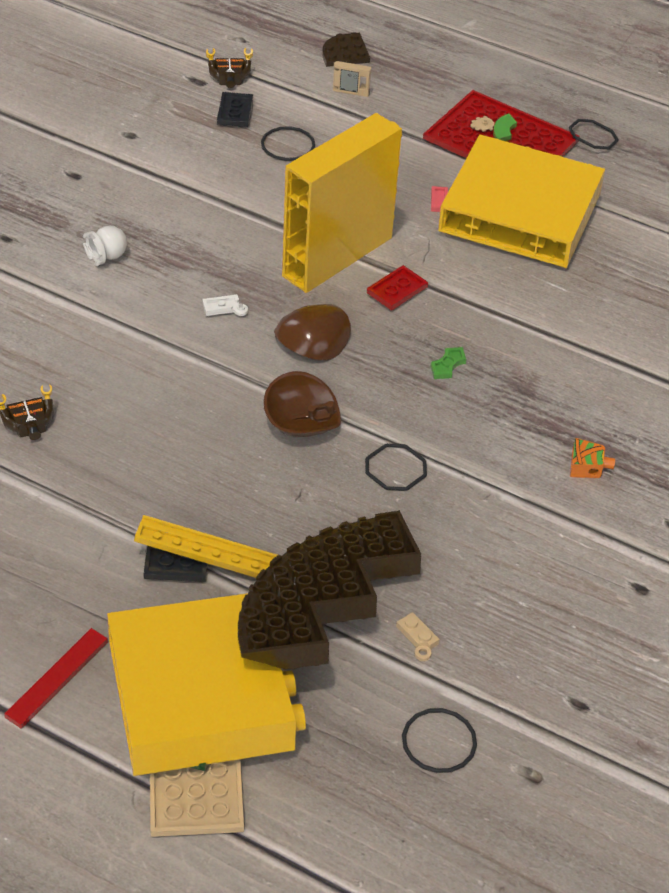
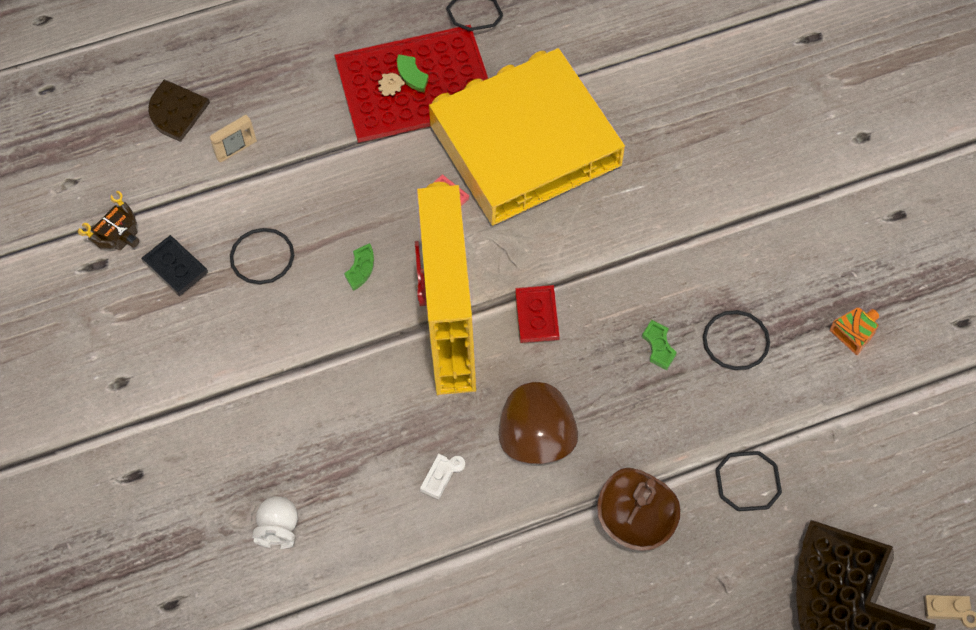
camera: 45 degrees left, 15 degrees up
(496, 422) = (730, 366): none -> black piece

